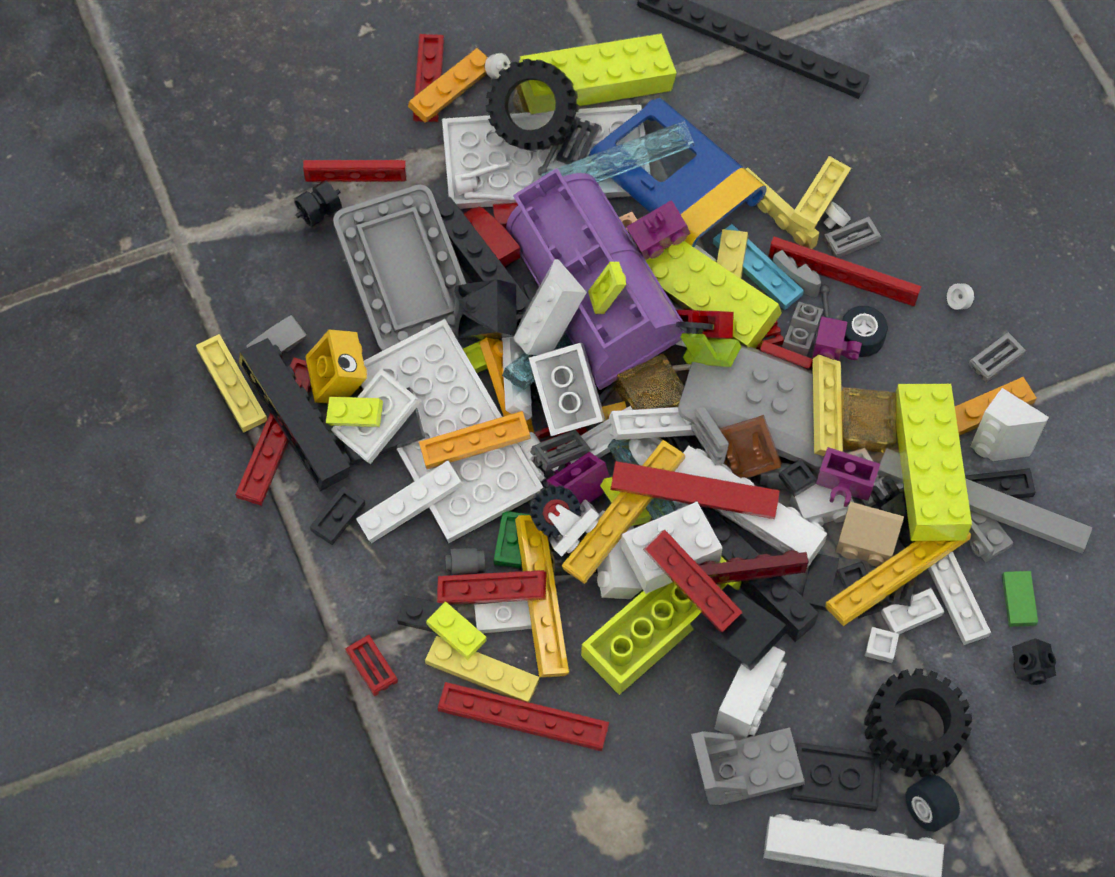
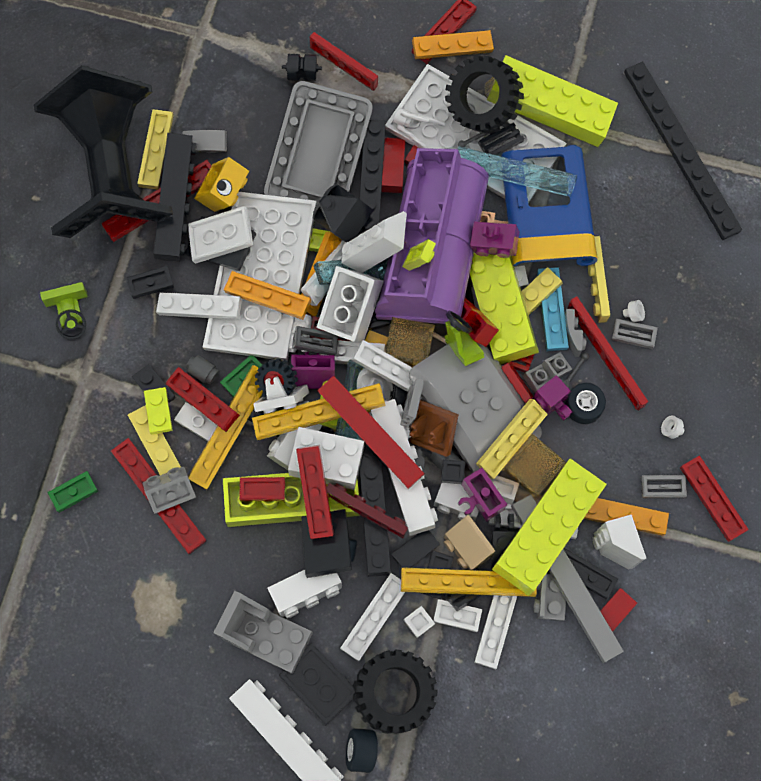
camera: 35 degrees right, 10 degrees up
(148, 389) = (98, 114): none -> black panel
(270, 601) = (68, 307): none -> lime piece
(354, 411) = (207, 222): neon yellow plate -> none
(383, 684) = (93, 411): red tile -> none
(433, 775) = (72, 491): none -> green plate
(496, 63) = (494, 50): white tile -> none
(533, 697) = (168, 489): none -> light grey bracket
(631, 624) = (262, 489): none -> red tile
(820, 193) = (634, 288): light yellow plate -> none
(836, 673) = (373, 618): none -> white plate
(1019, 598) = (537, 660): bright green tile -> none
(1034, 661) = (507, 710): black brick -> none
(1051, 334) = (714, 498): none -> red plate
(1051, 494) = (617, 608): none -> red tile

